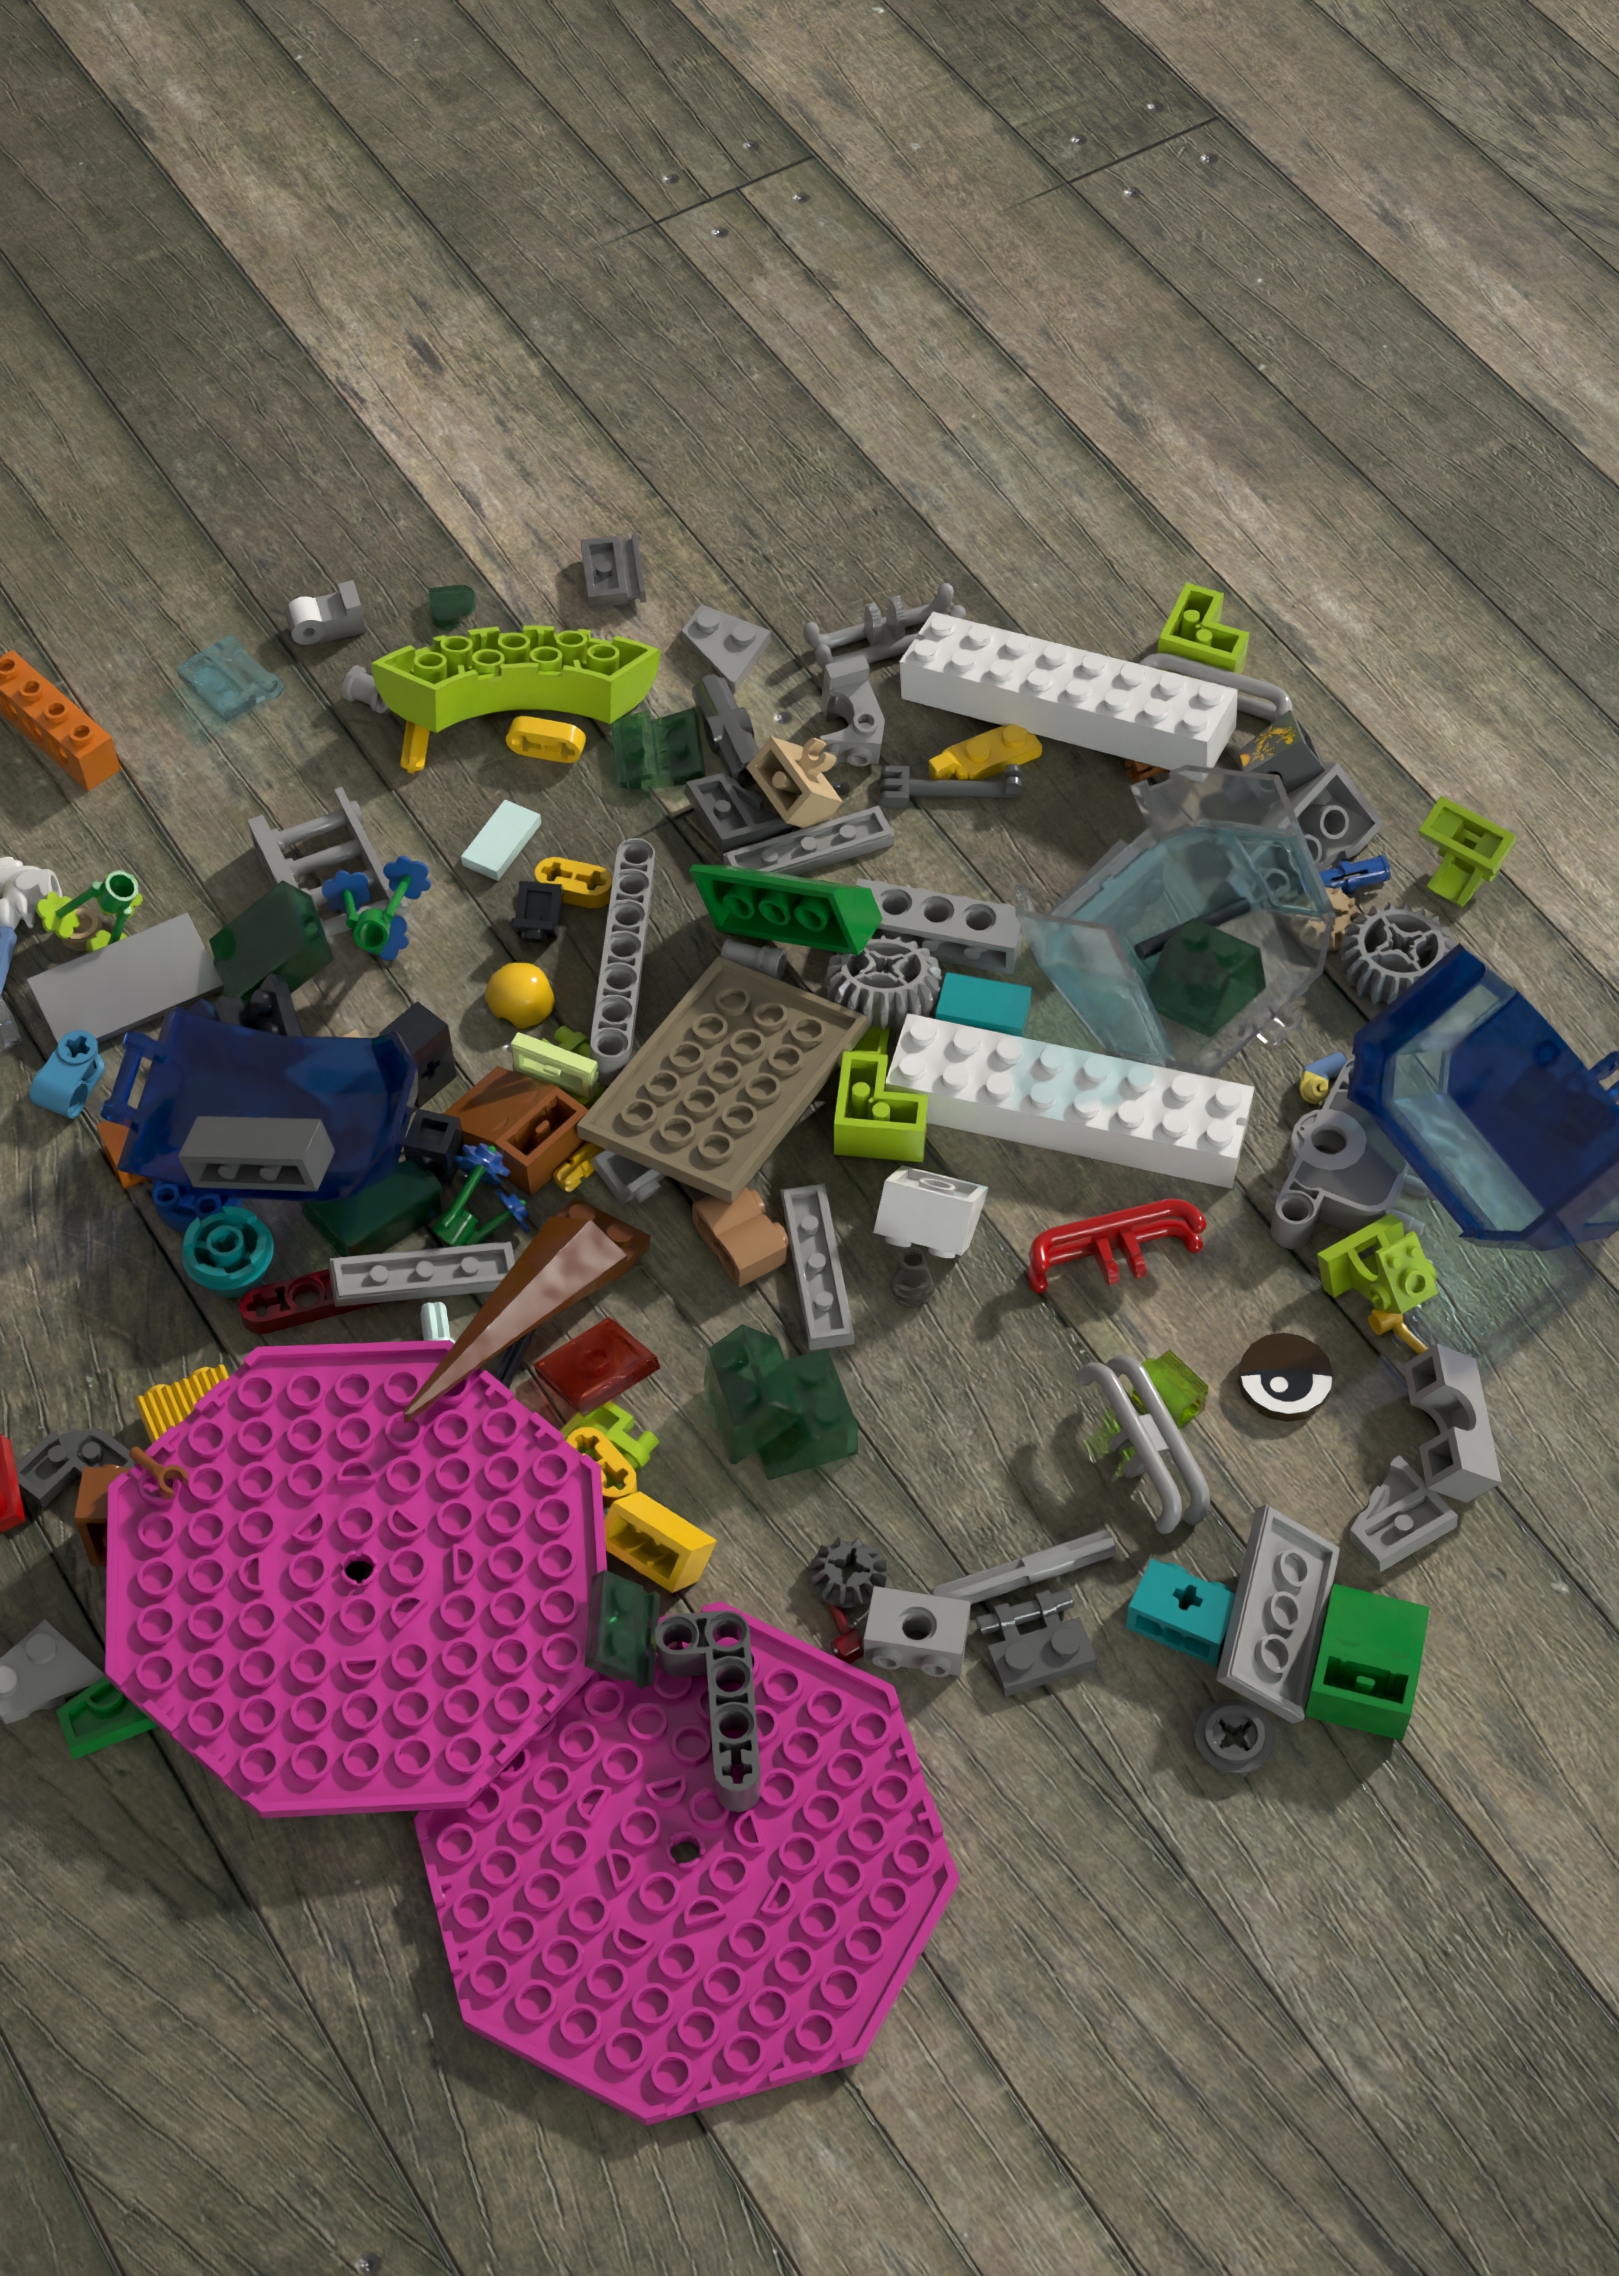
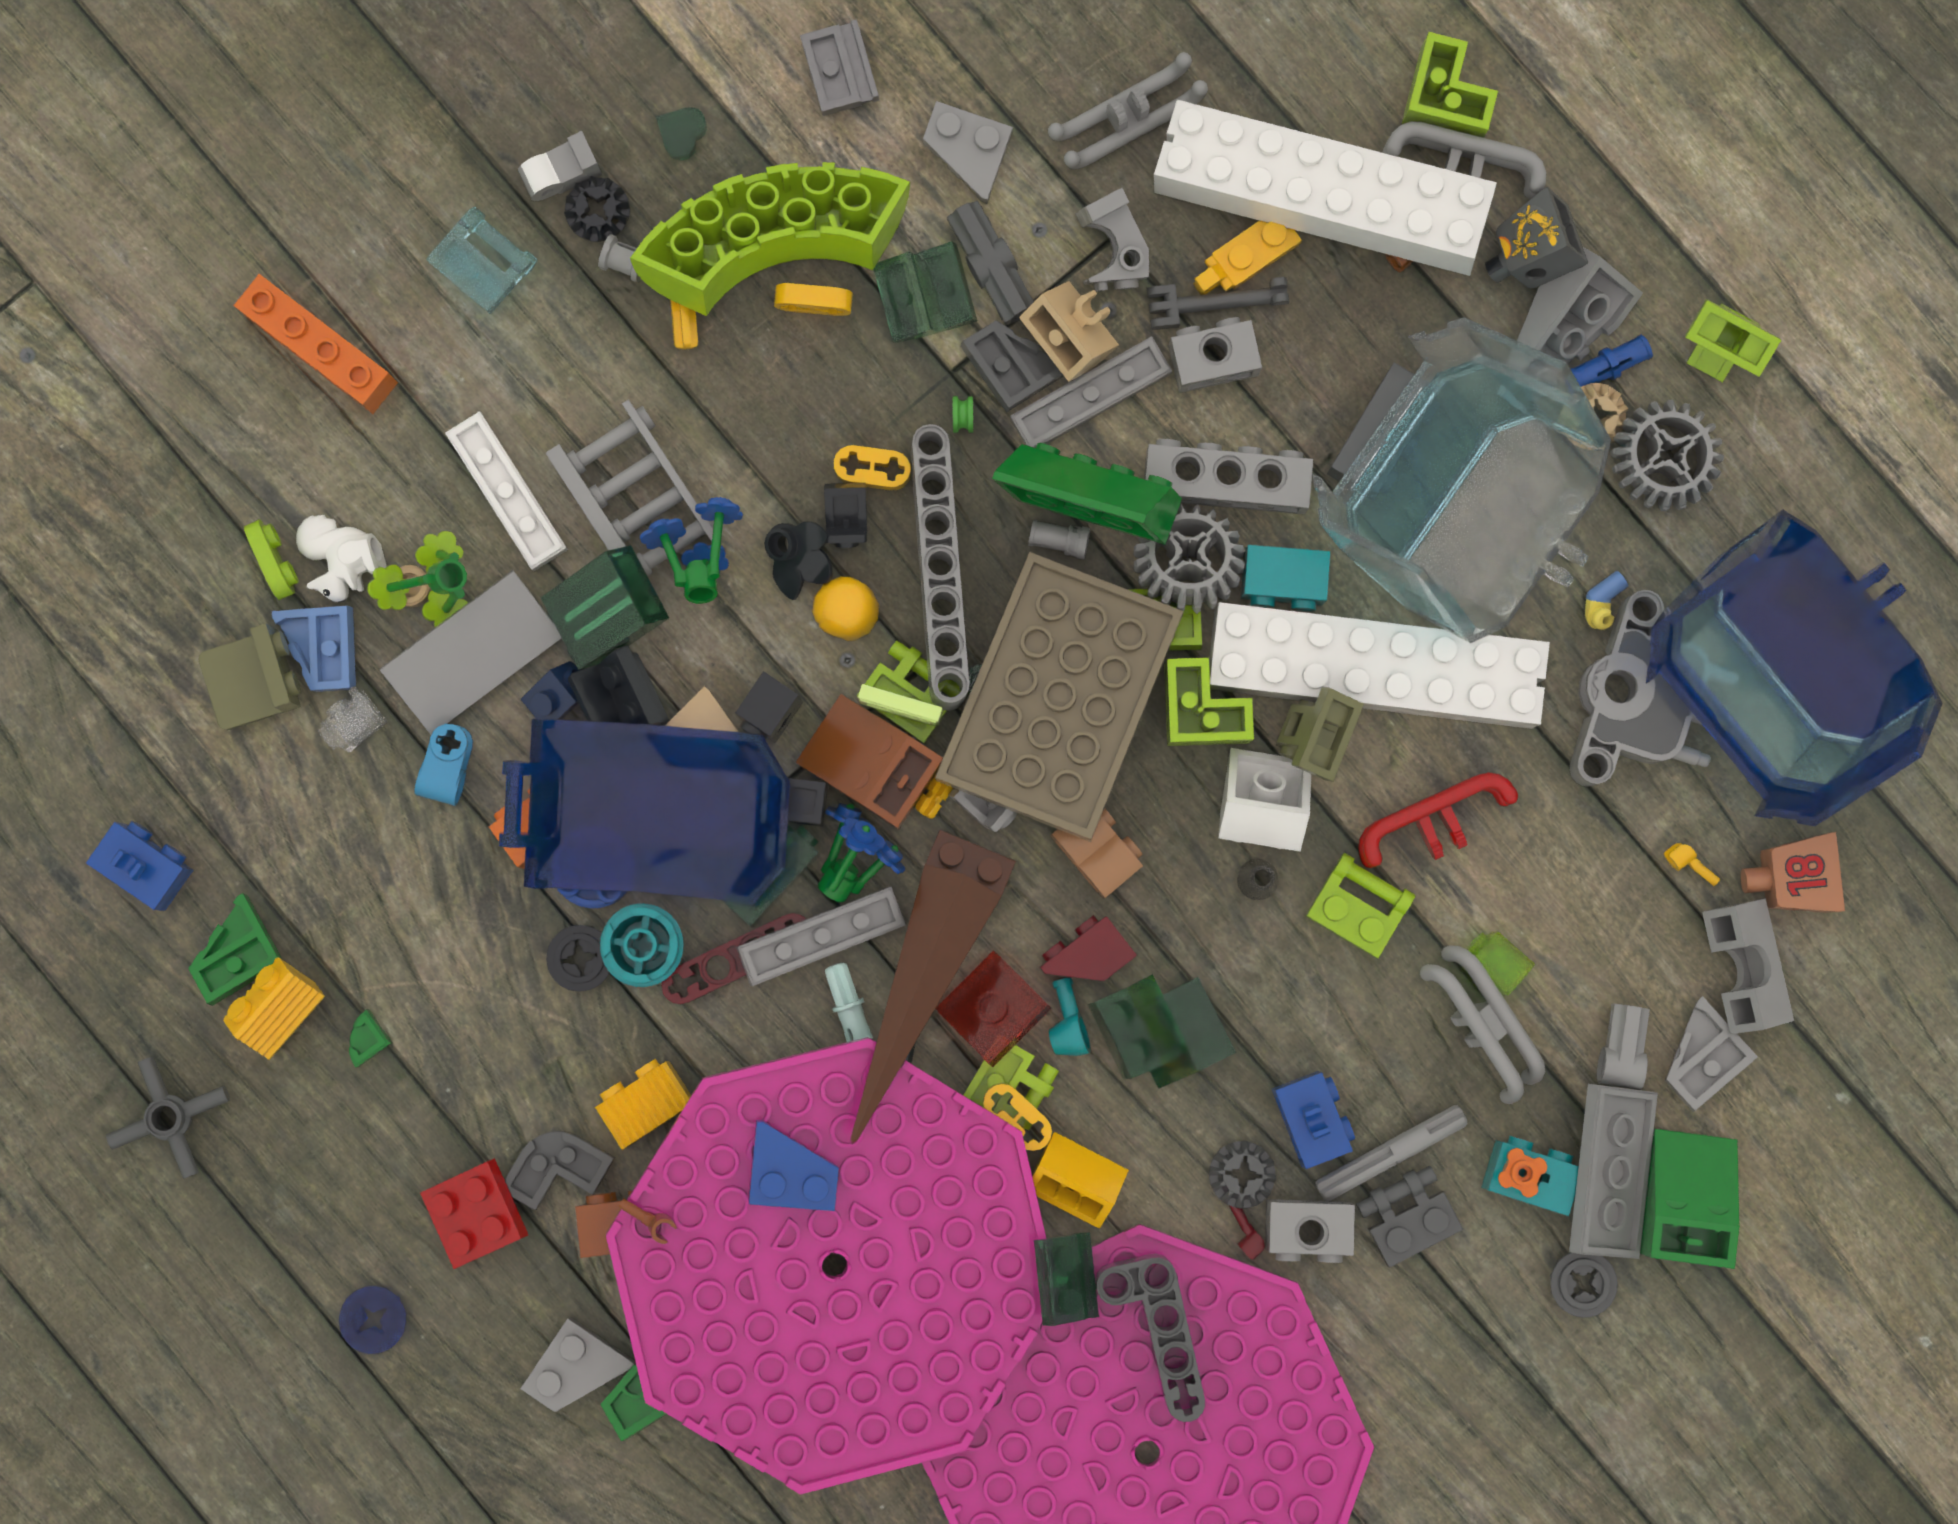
camera: 10 degrees left, 30 degrees up
(144, 1262) = (565, 945): none -> black gear
(200, 862) = (506, 491): none -> white tile
(257, 1153) = (653, 865): dark grey brick -> none
(329, 1455) = (789, 1173): none -> blue wing
(340, 662) = (594, 227): none -> black gear
(480, 941) = (803, 558): none -> black plate
(501, 840) = (792, 424): light aqua tile -> none
(674, 845) = (962, 414): none -> bright green bush
(677, 1405) = (1070, 1034): none -> teal bar
(695, 1329) = (1091, 956): none -> dark red slope
(817, 1267) = (1169, 867): light grey tile -> none
(937, 1521) = (1313, 1119): none -> blue brick
(939, 825) = (1197, 372): none -> light grey brick
(981, 1147) = (1319, 732): none -> olive tile
(1013, 1336) = (1354, 918): none -> lime plate
(1165, 1596) = (1510, 1175): none -> orange plate
(1205, 977) = (1490, 520): clear green slope -> none
(1213, 918) = (1473, 457): black bar -> none
(1285, 1376) = (1597, 926): tile -> none
(1307, 1486) = (1623, 1058): none -> light grey piece
(1391, 1278) = (1664, 804): lime tile -> none
(1518, 1349) = (1799, 875): none -> nougat torso

